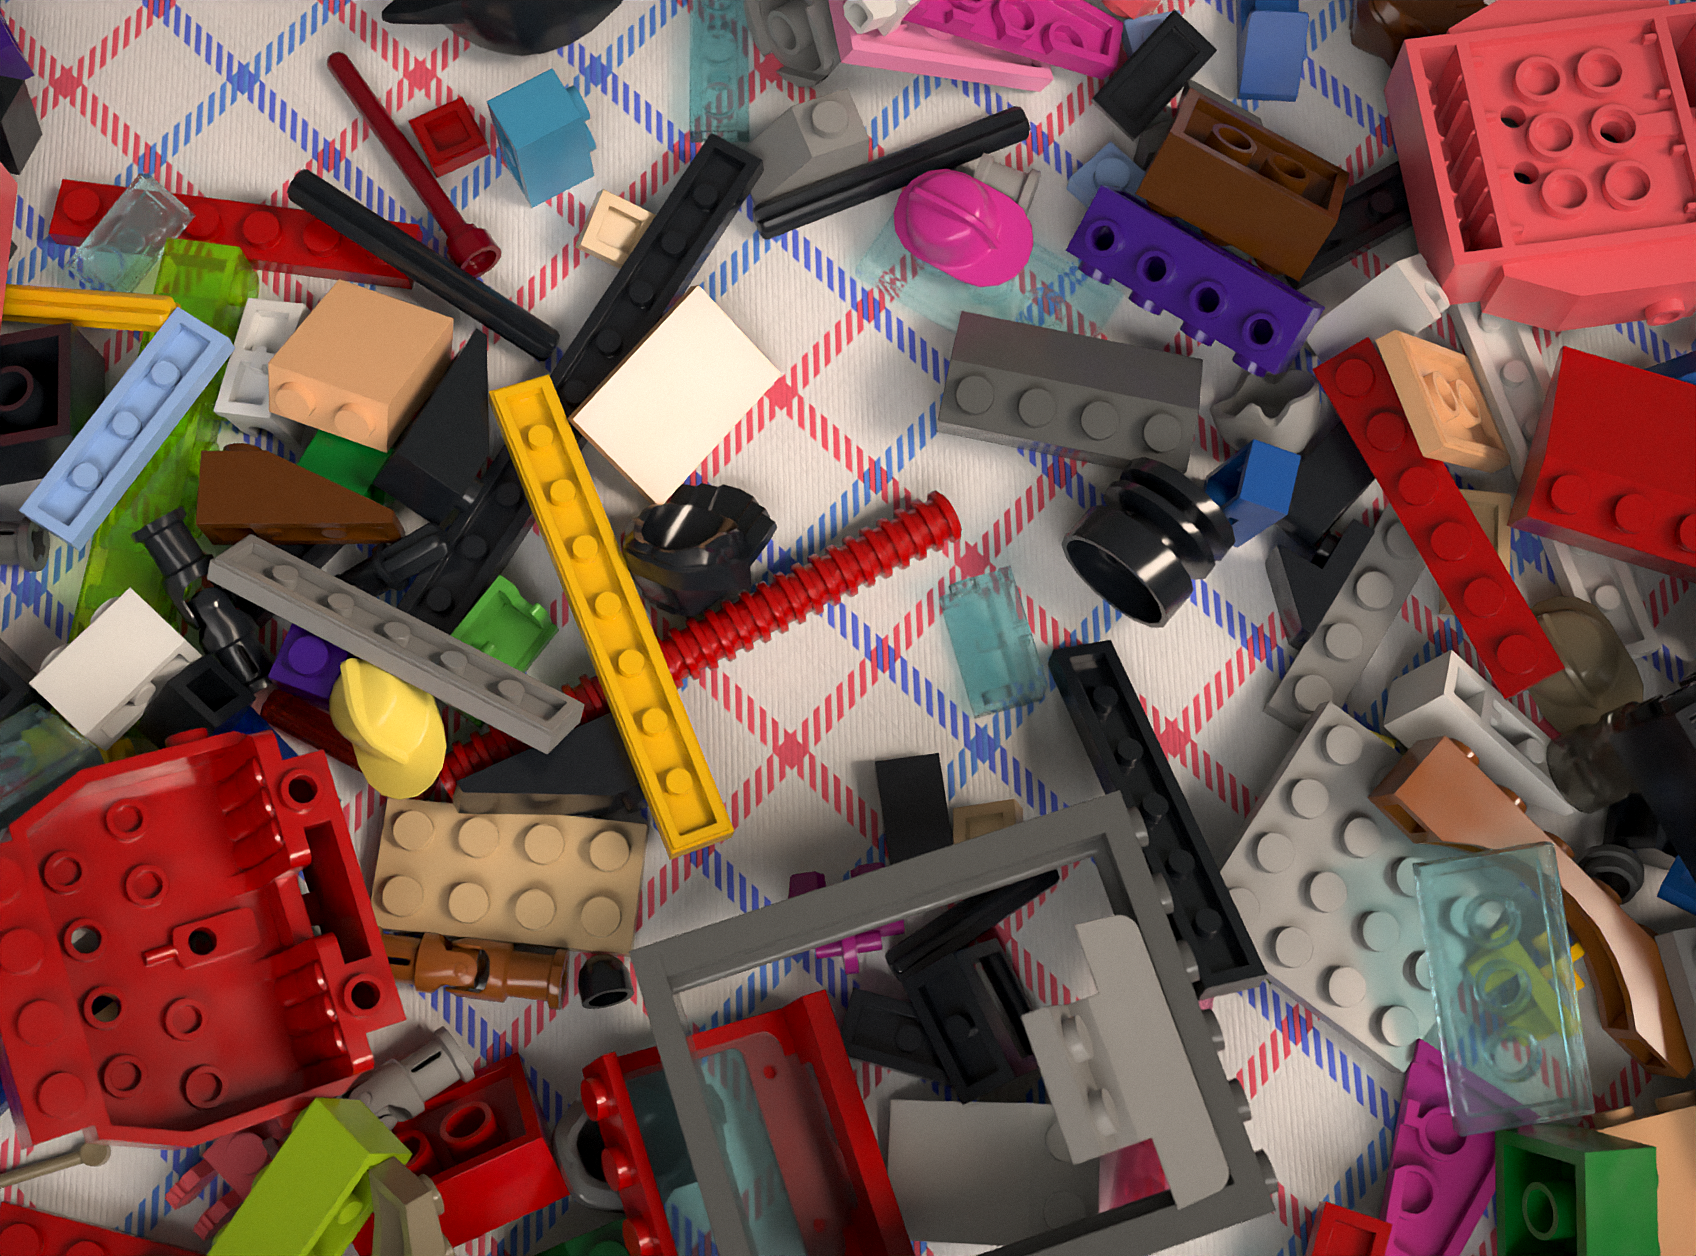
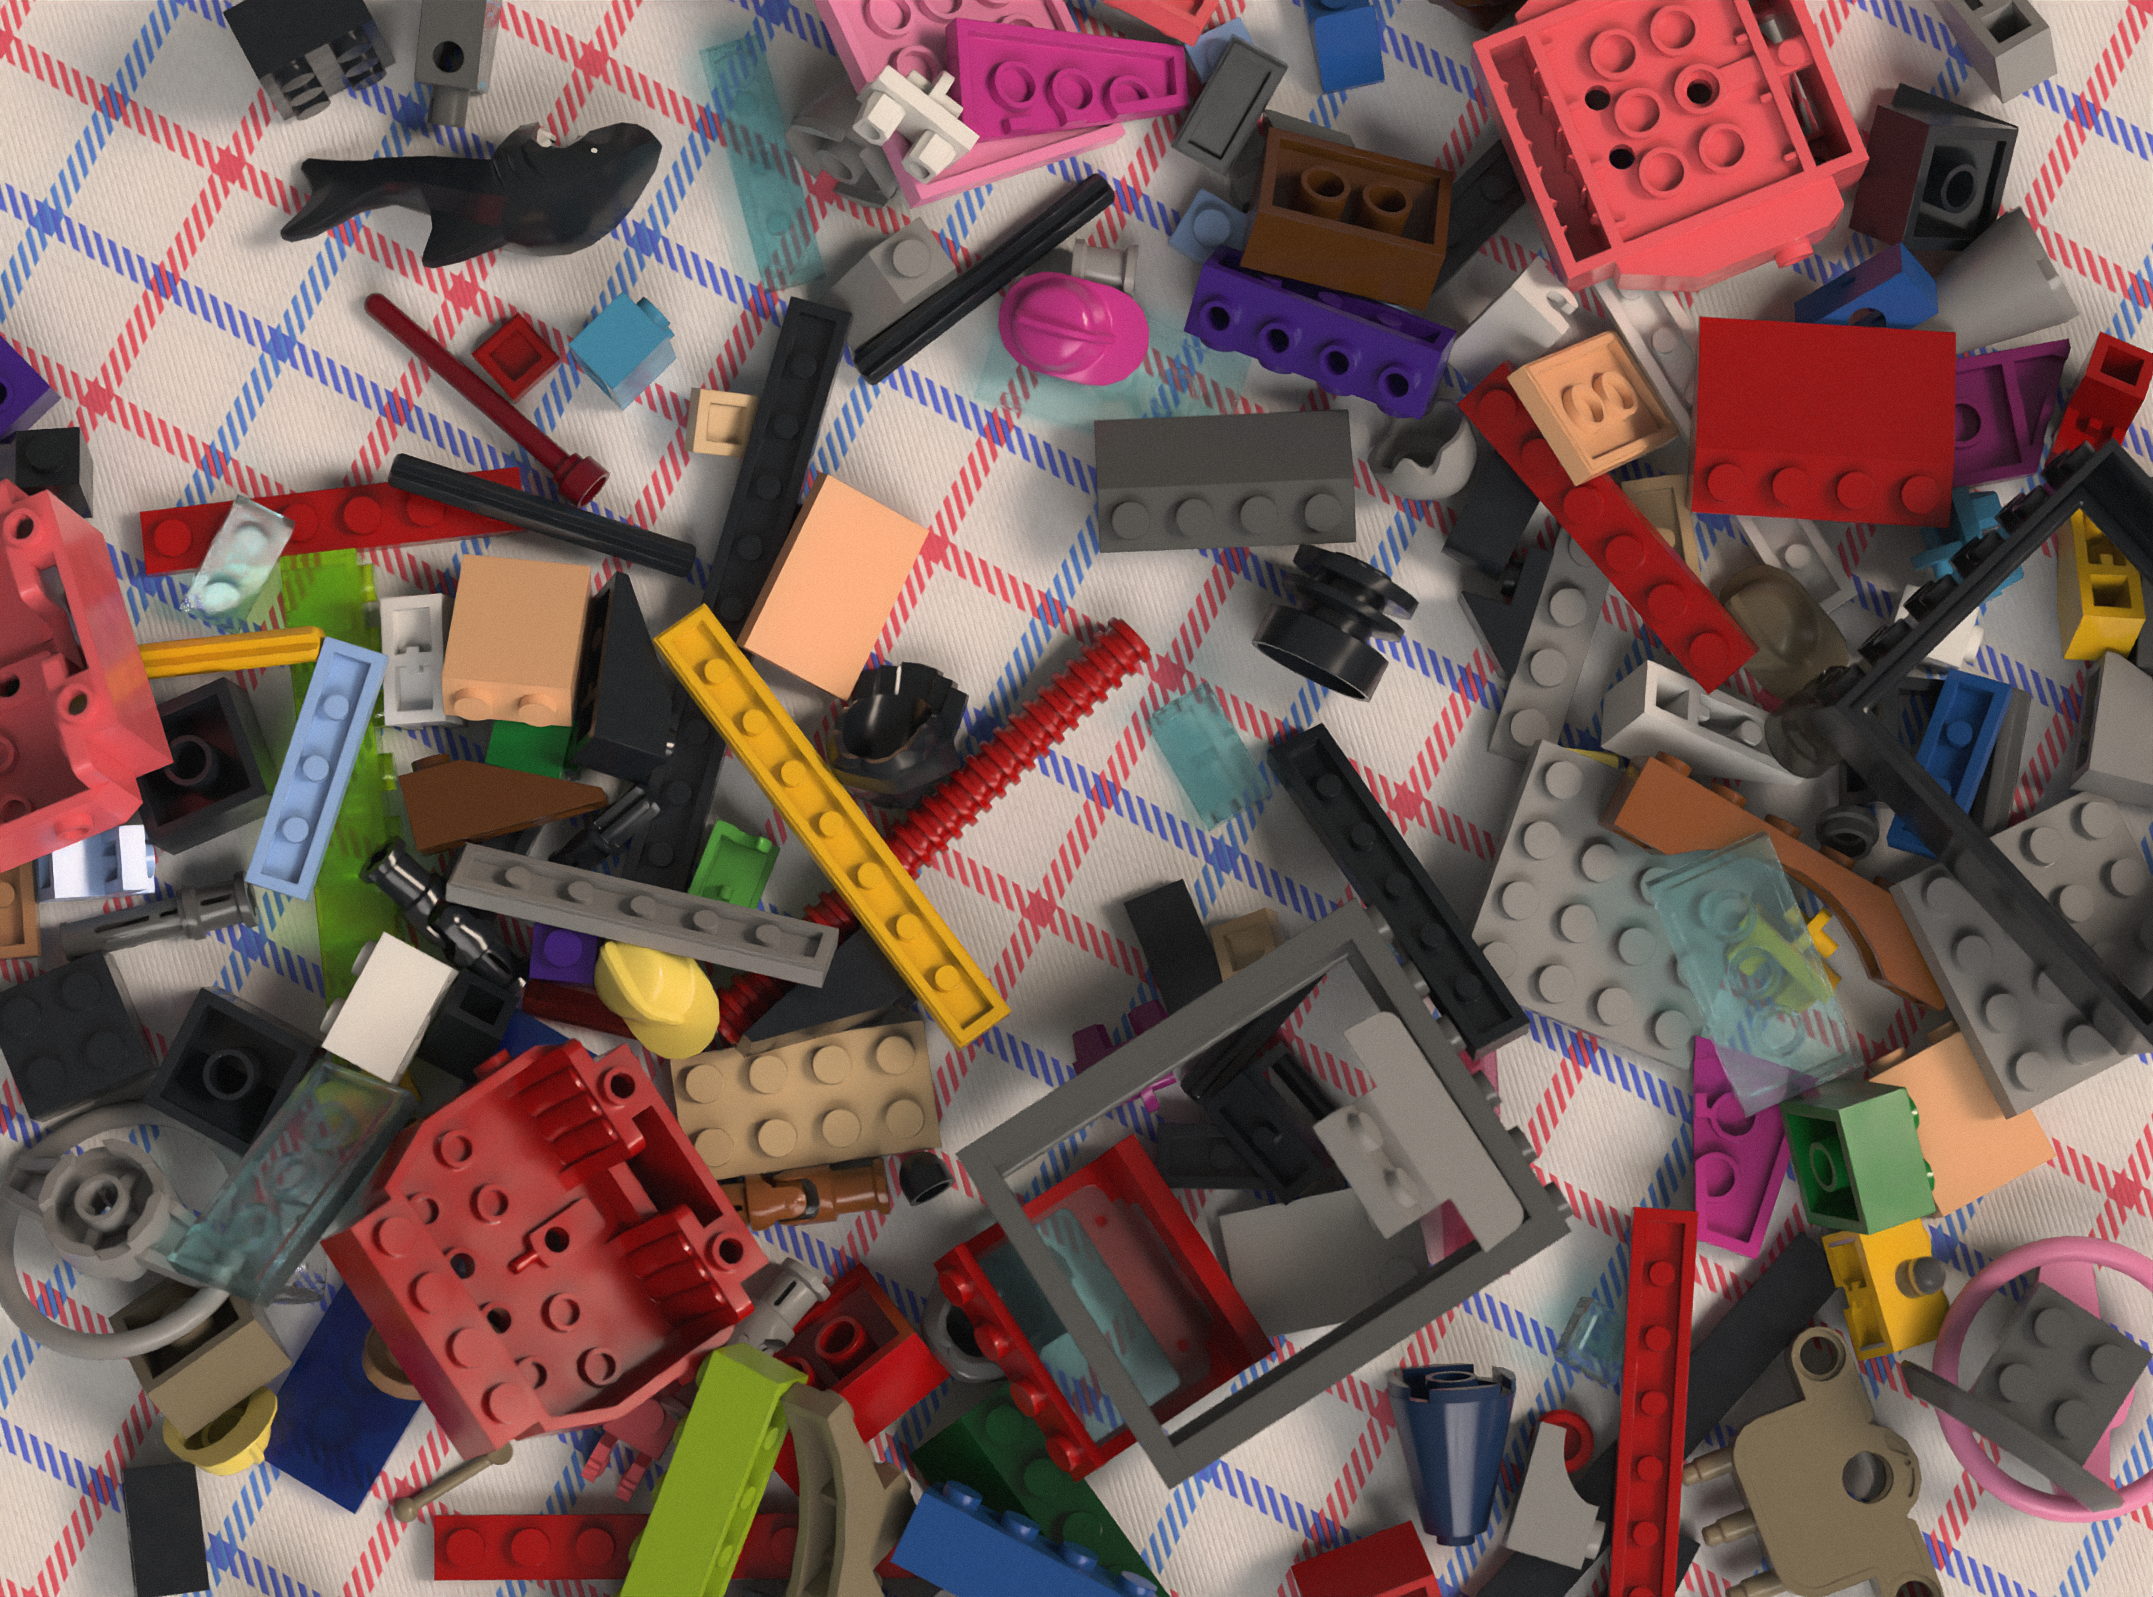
camera: 10 degrees left, 10 degrees up
(1257, 492) = (1421, 547): blue piece -> none

